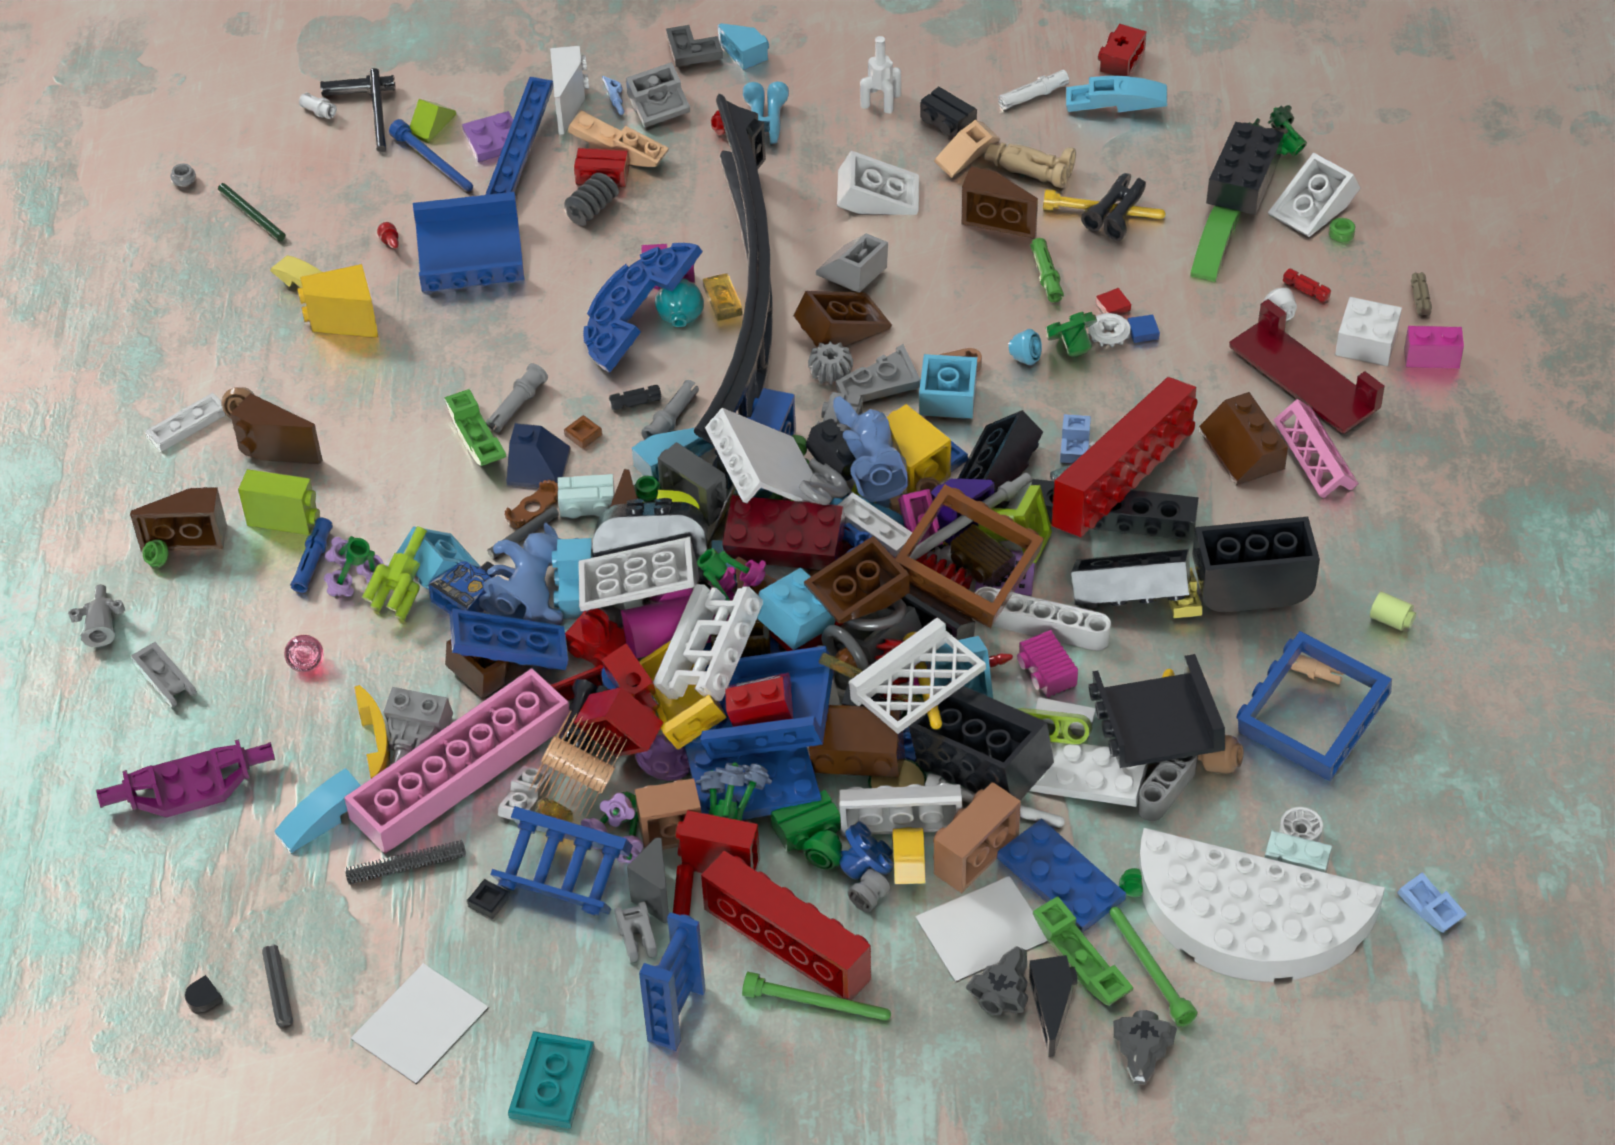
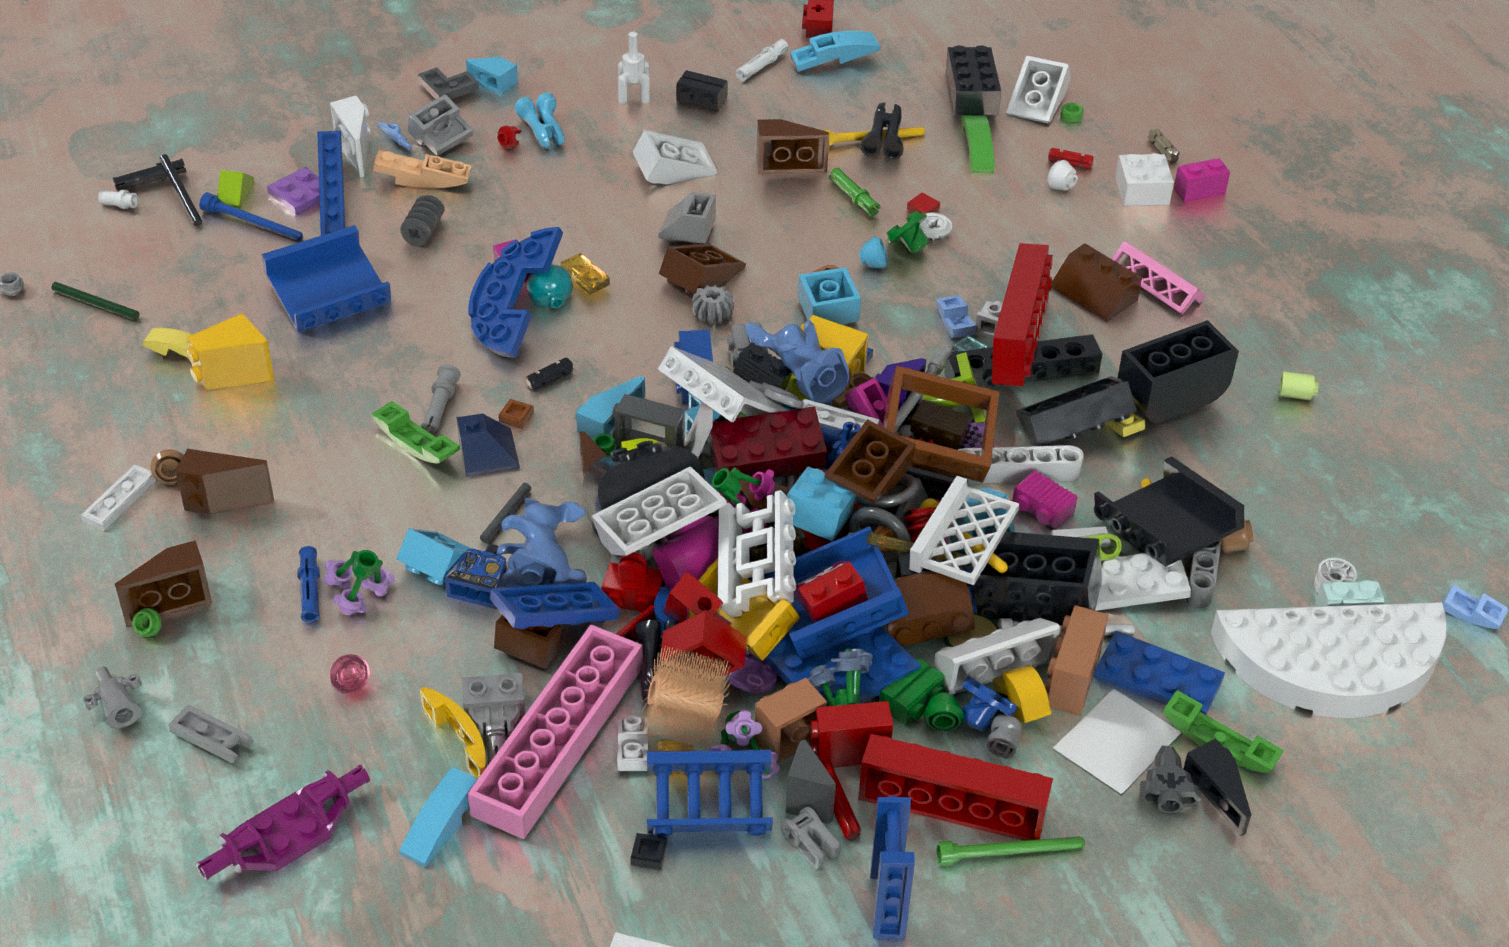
camera: 25 degrees left, 5 degrees down
(278, 502) = (257, 542): lime brick -> none
(388, 234) = (240, 290): red bar -> none
(397, 577) = (413, 579): lime plant -> none
(405, 861) = (547, 840): dark grey axle -> none
(545, 496) = (511, 476): dark orange piece -> none
(567, 560) = (581, 537): medium azure brick -> none
(585, 495) = (552, 465): light aqua brick -> none
(608, 162) = (409, 189): red brick -> none
(665, 419) = (589, 384): light grey pin -> none
(751, 357) = (643, 292): black piece -> none
(883, 378) = (765, 304): light grey wing -> none
(966, 147) = (733, 113): light nougat slope -> none
(1003, 451) = (902, 336): black slope -> none
(1033, 162) = (794, 112): tan piece -> none
(1131, 882) = (1226, 661): green plate -> none
(1143, 328) = (961, 219): blue tile -> none
(1143, 1042) = (1320, 795): dark grey rock -> none
(1180, 1009) = (1331, 757): bright green piece -> none
(1281, 119) = (984, 35): plant -> none
(1306, 374) = (1111, 223): dark red bracket -> none
(1316, 669) = (1261, 446): light nougat pin -> none
(1322, 765) = (1284, 513): blue window -> none

